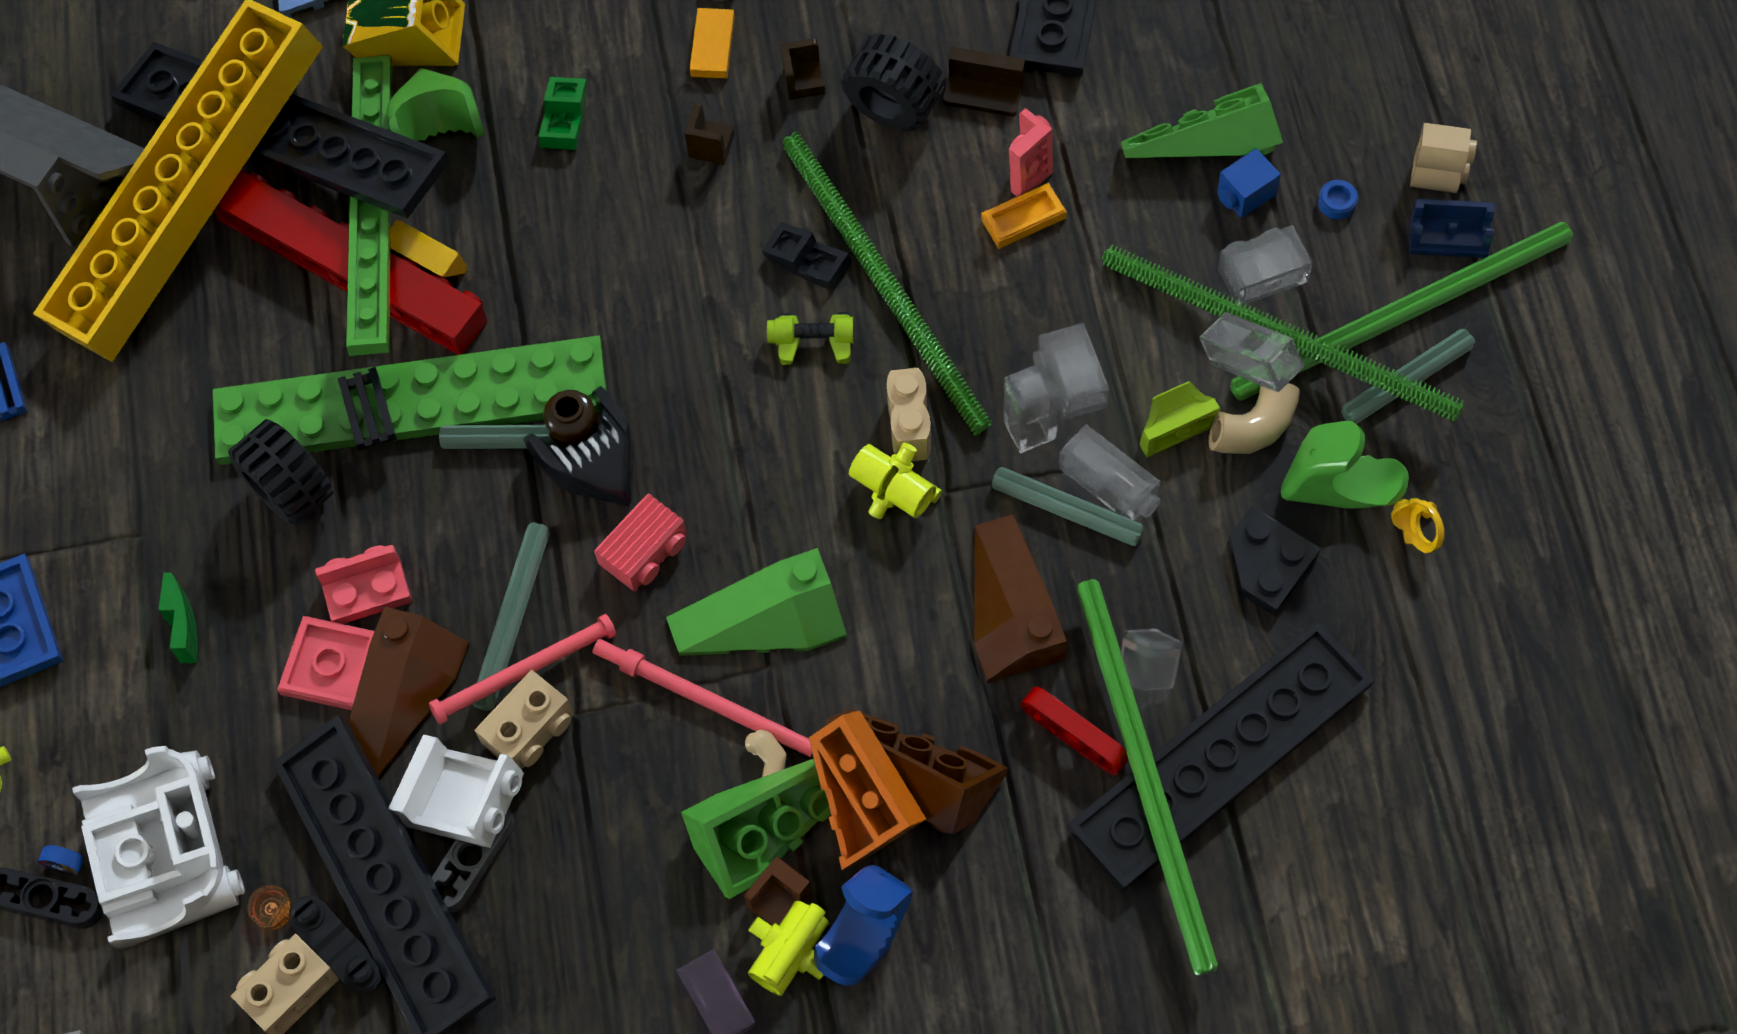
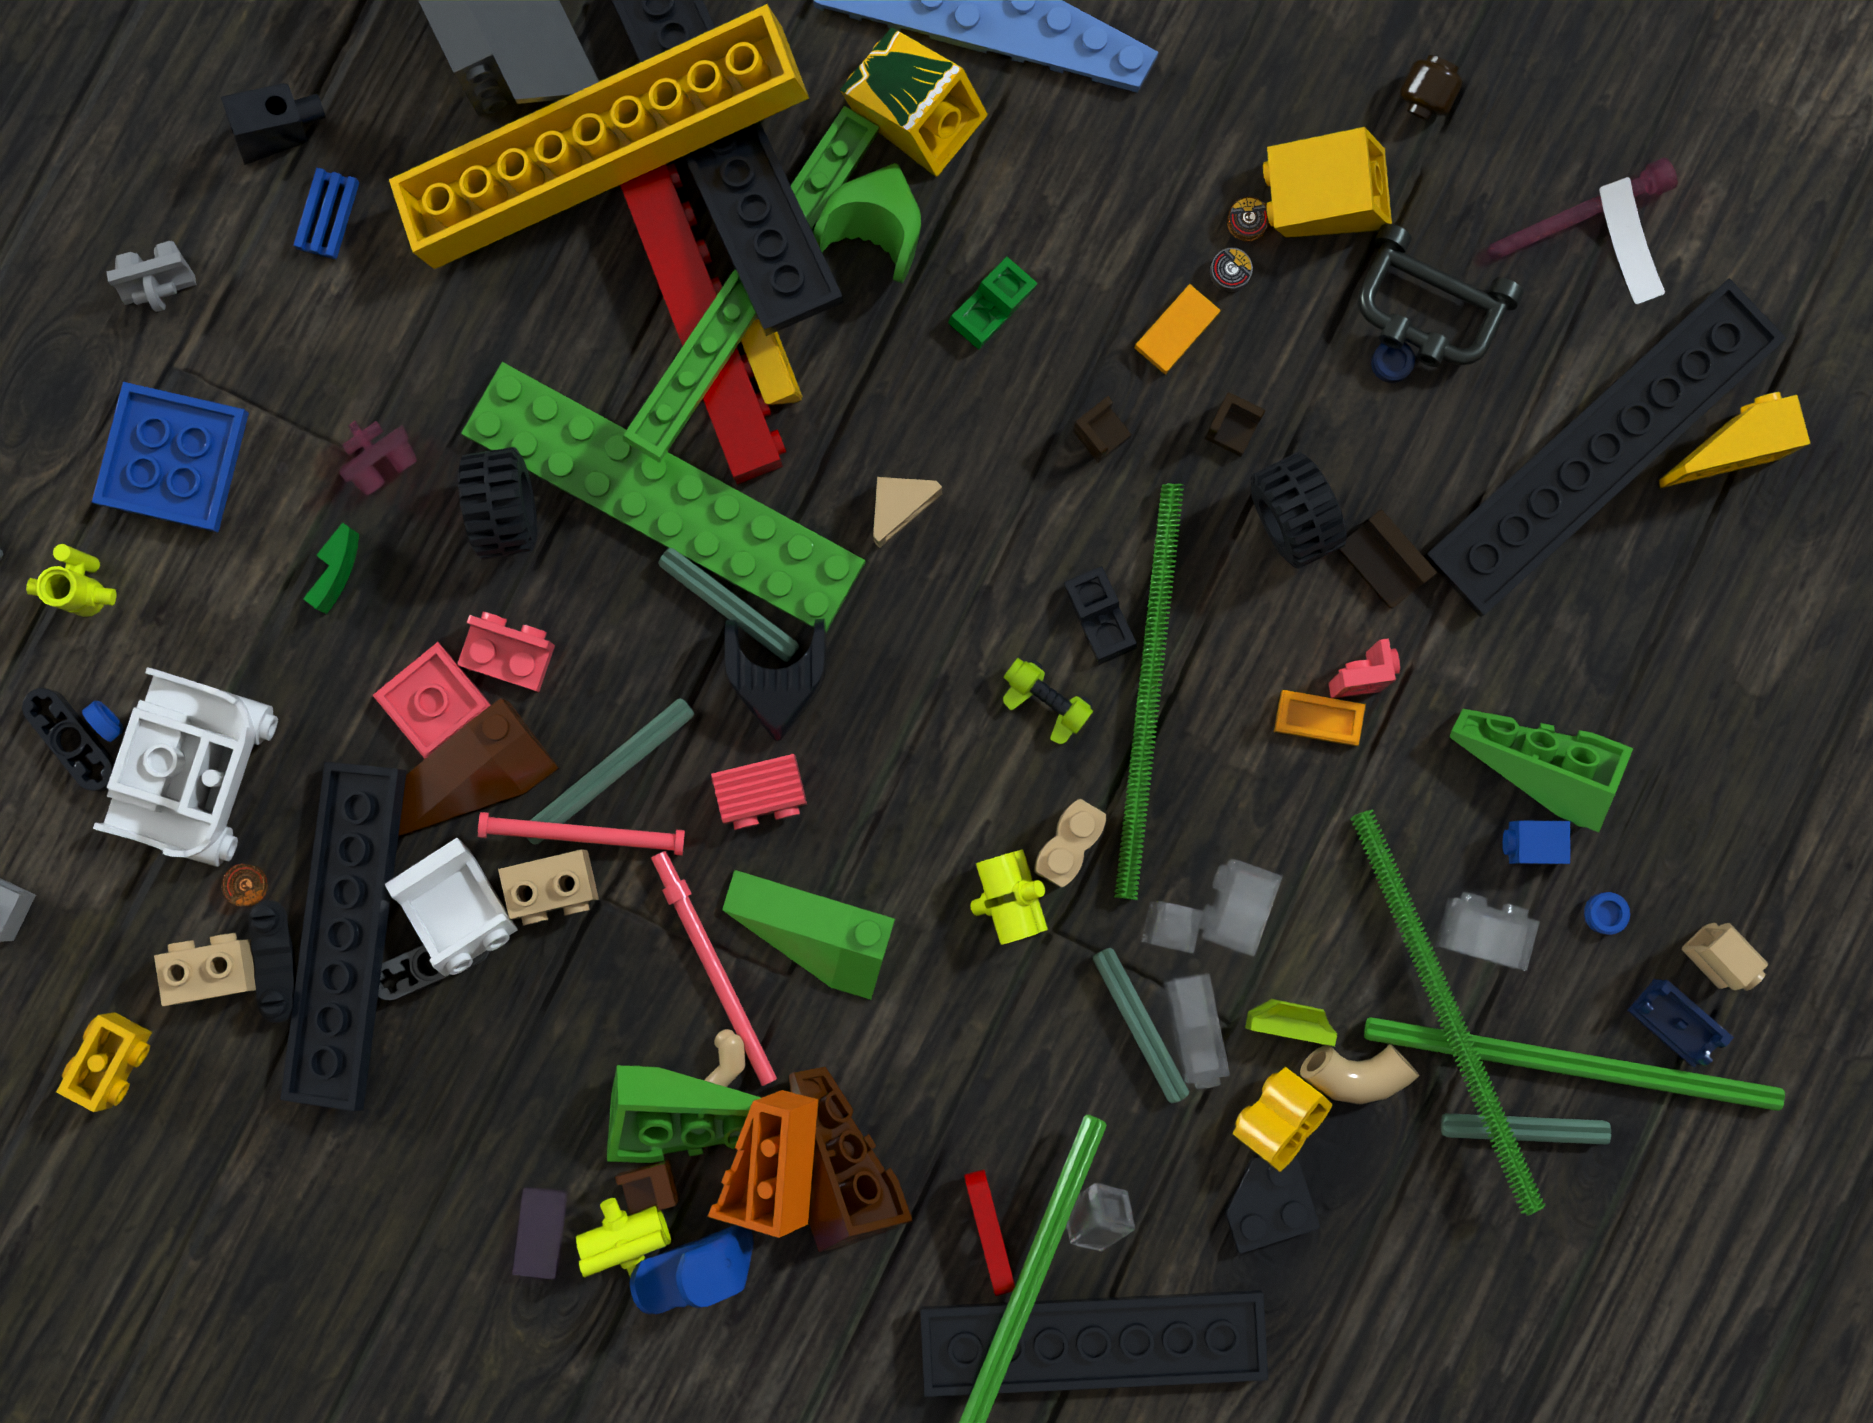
camera: 30 degrees right, 20 degrees up
(151, 533) = (361, 468): none -> clear pink hips
(359, 382) = (599, 483): black tile -> none
(570, 418) = (763, 628): dark brown head -> none
(596, 279) = (899, 503): none -> tan slope
(1012, 609) = (1021, 1084): reddish brown wedge -> none
(1225, 488) = (1281, 1118): none -> yellow brick
(1252, 351) = (1404, 1016): clear brick -> none
(1335, 474) = (1392, 1186): bright green animal -> none
(1407, 516) = (1416, 1255): yellow piece -> none

